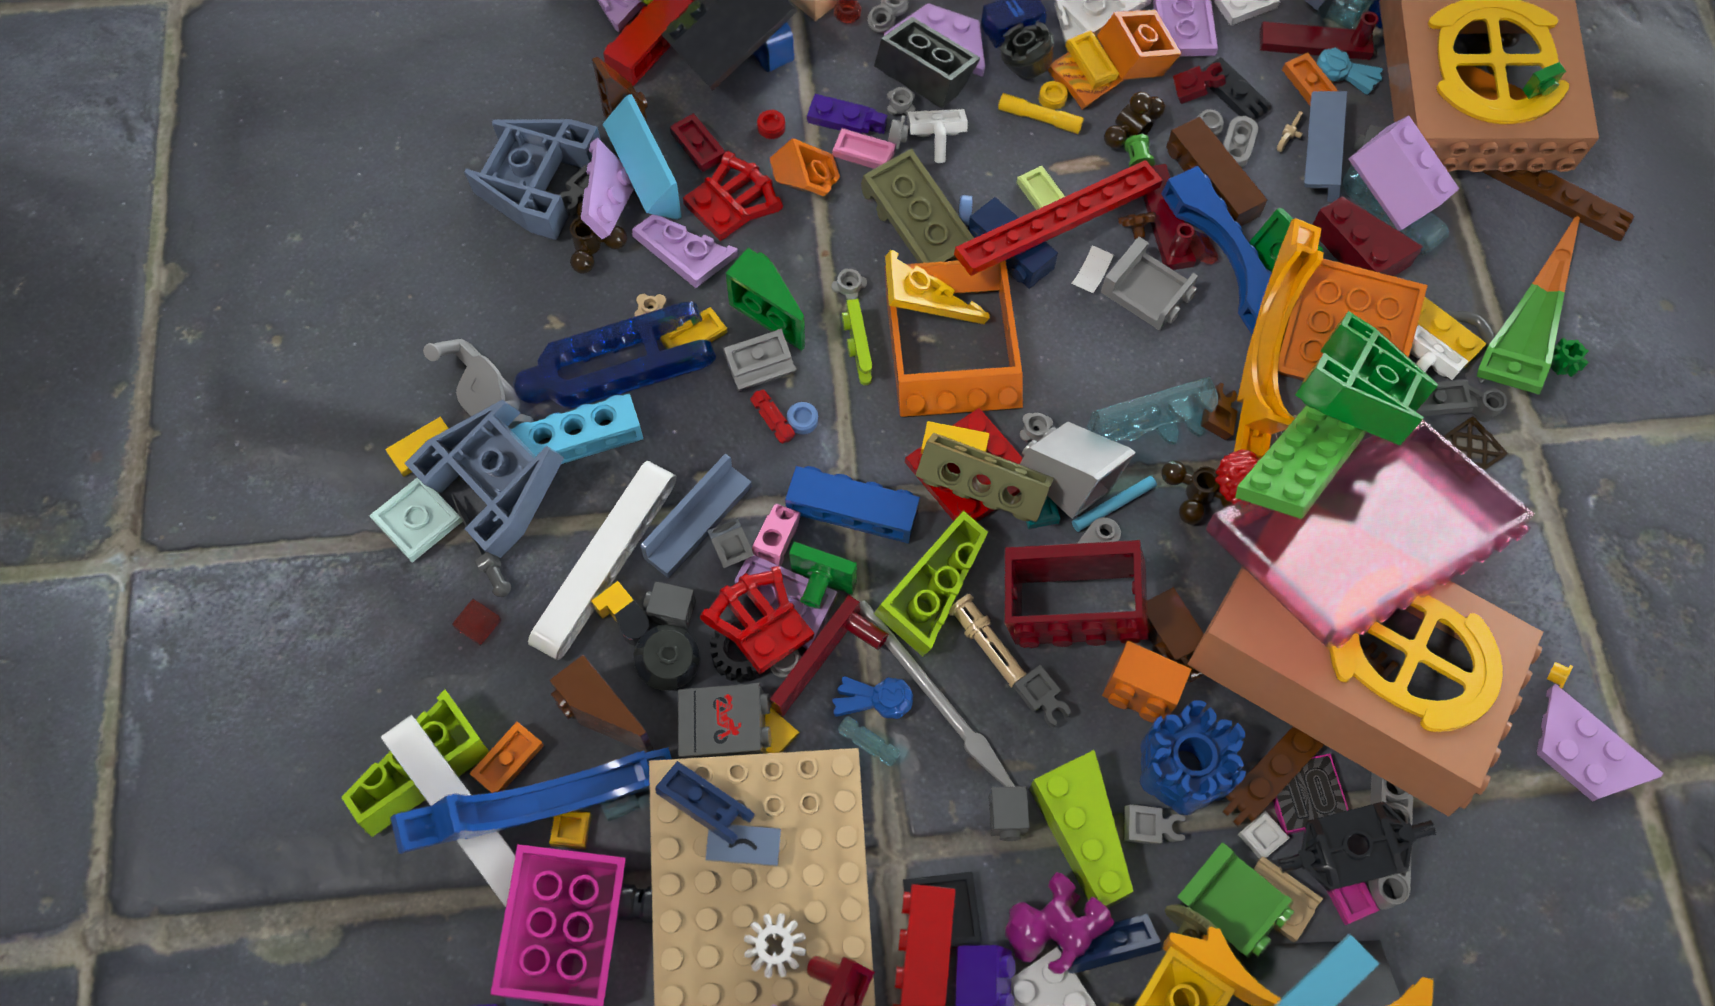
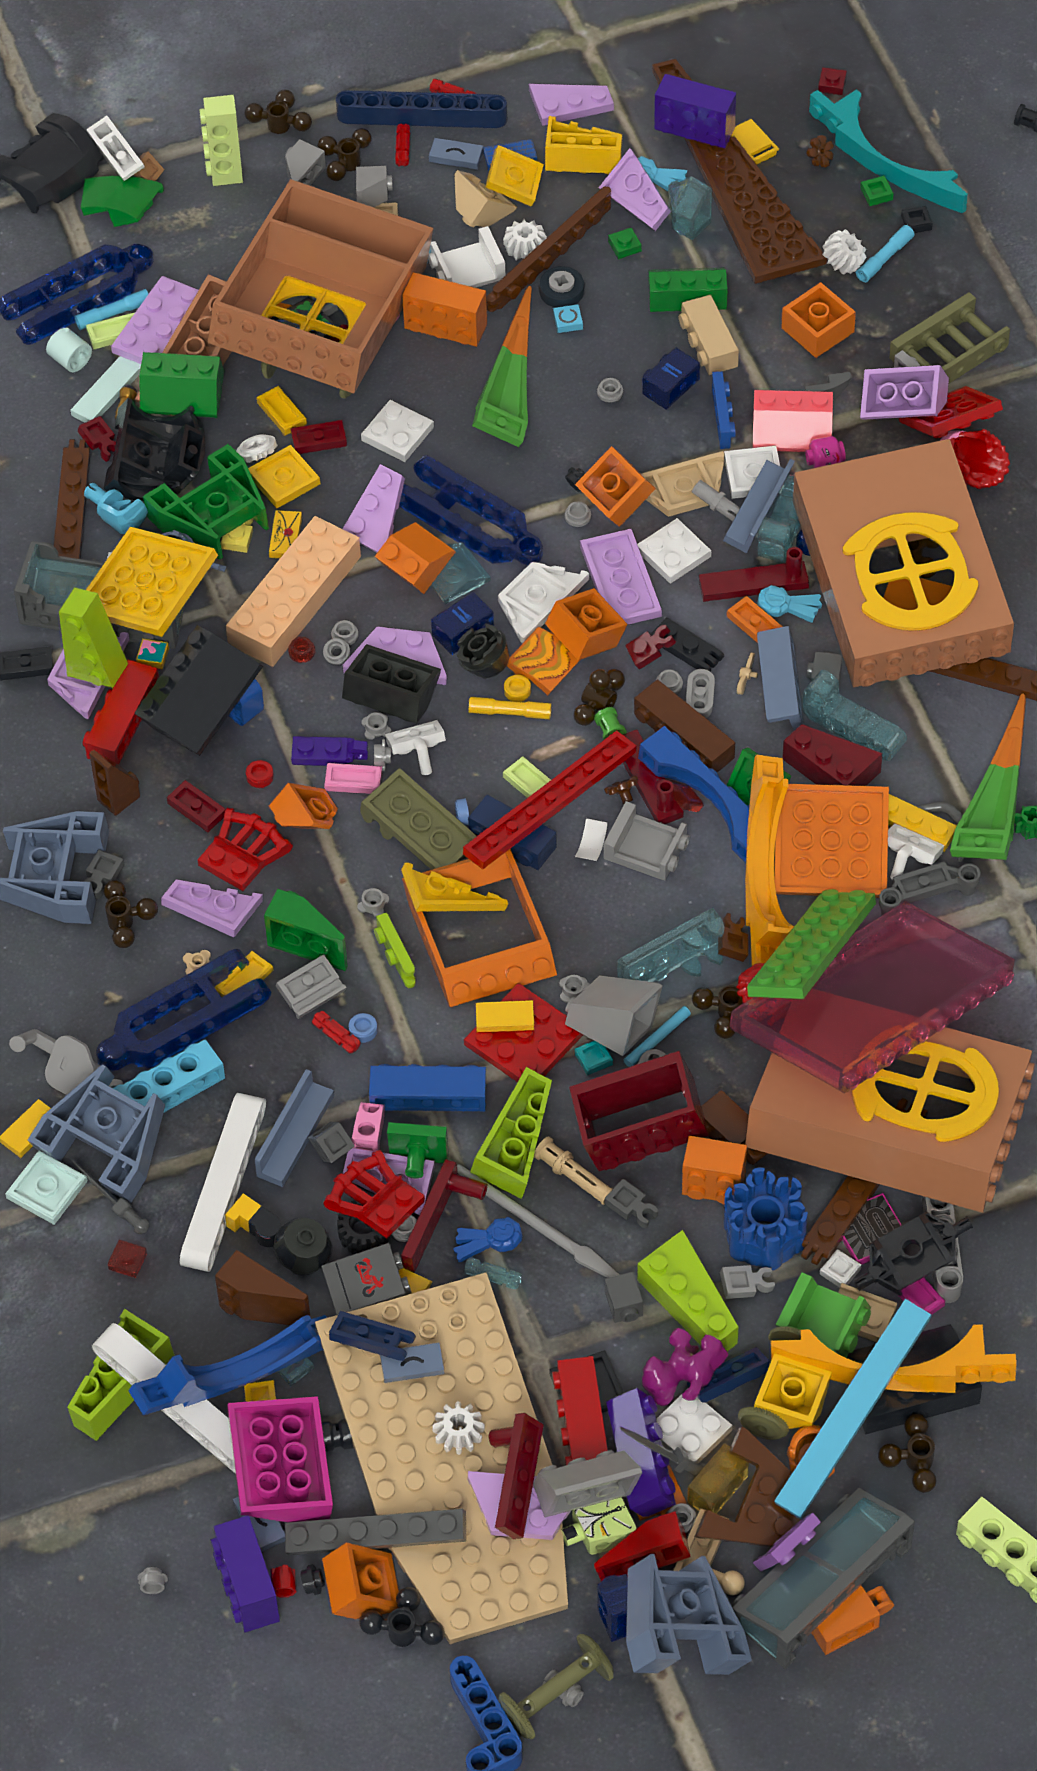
camera: 10 degrees left, 10 degrees down
(507, 759) = (196, 1346): orange plate -> none
(607, 190) = (130, 867): lavender wing -> none
(643, 160) = (154, 832): medium azure slope -> none
(669, 605) = (292, 1203): dark grey brick -> none
(1001, 472) = (580, 1032): olive brick -> none
(1092, 59) = (545, 647): yellow tile -> none
(1367, 382) = (855, 882): green wedge -> none
(1403, 173) = (848, 692): lavender slope -> none
(1487, 437) = (973, 907): dark brown window -> none
(1544, 80) = (952, 584): green plate -> none

